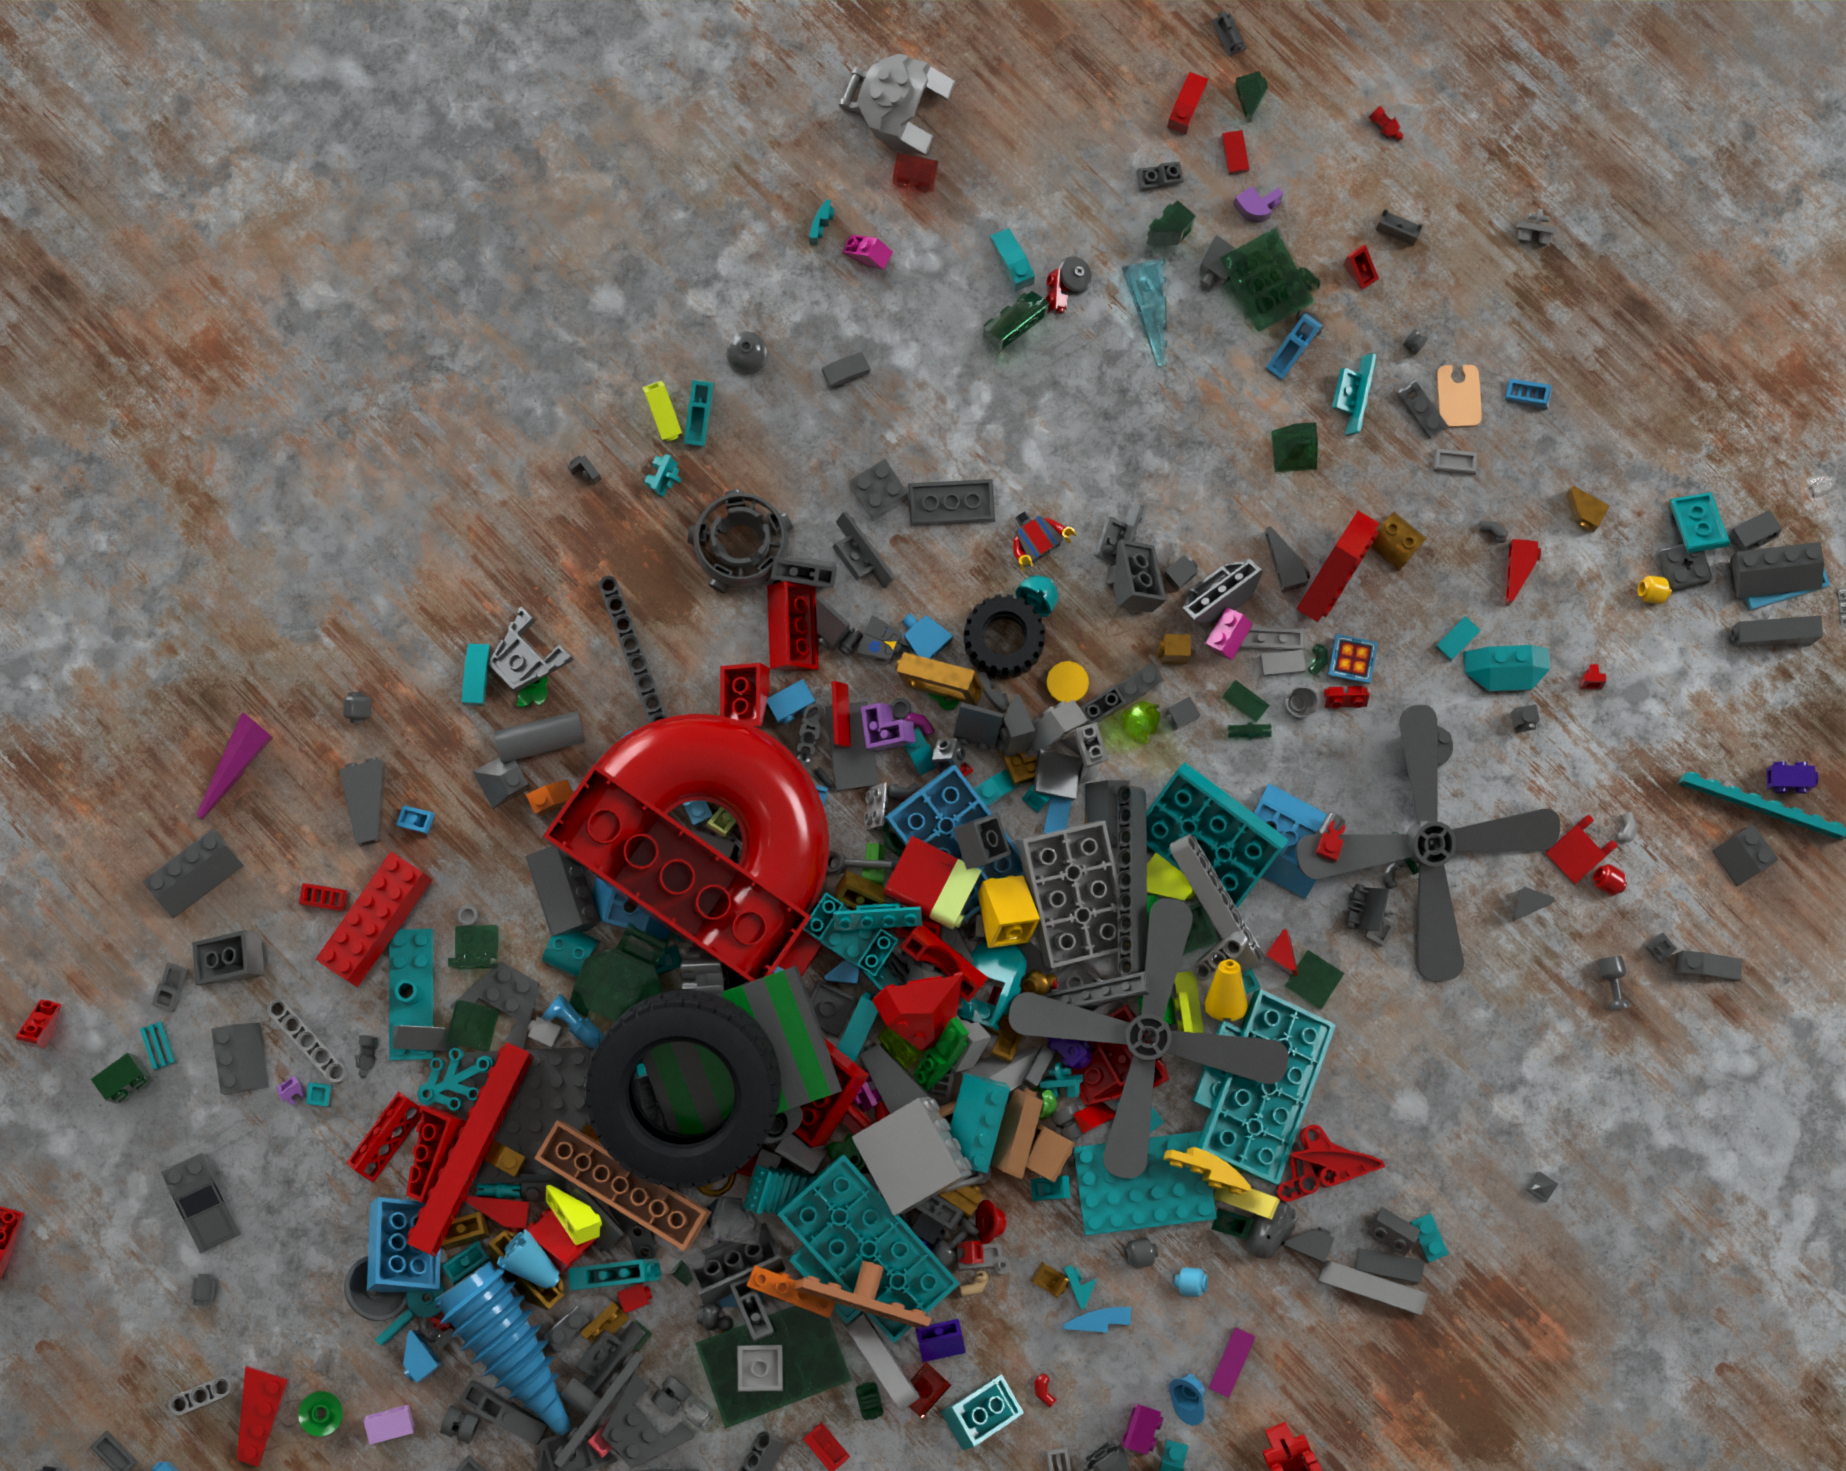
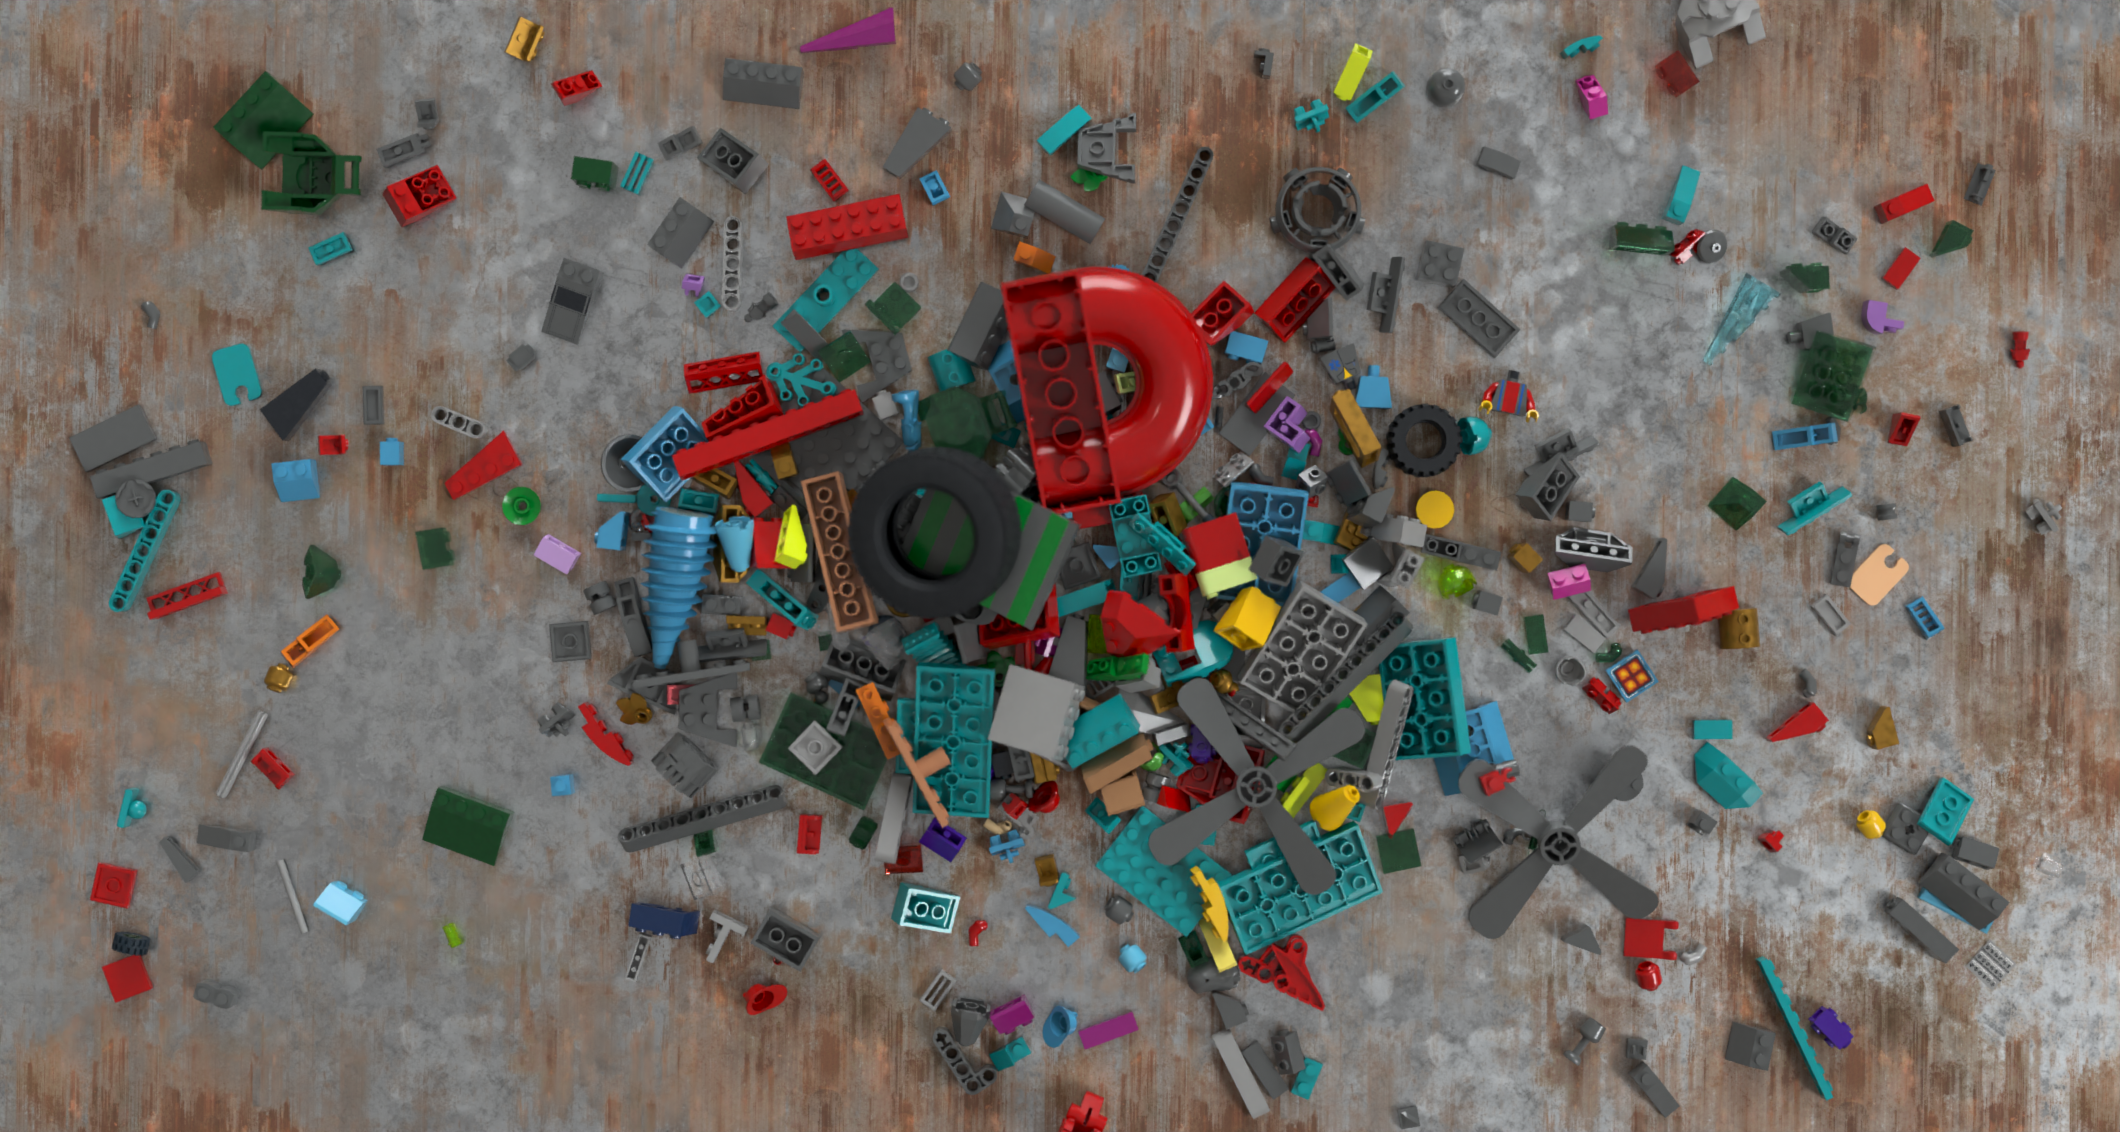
camera: 50 degrees right, 10 degrees up
(1001, 1285) = (1014, 842): none -> dark azure hips

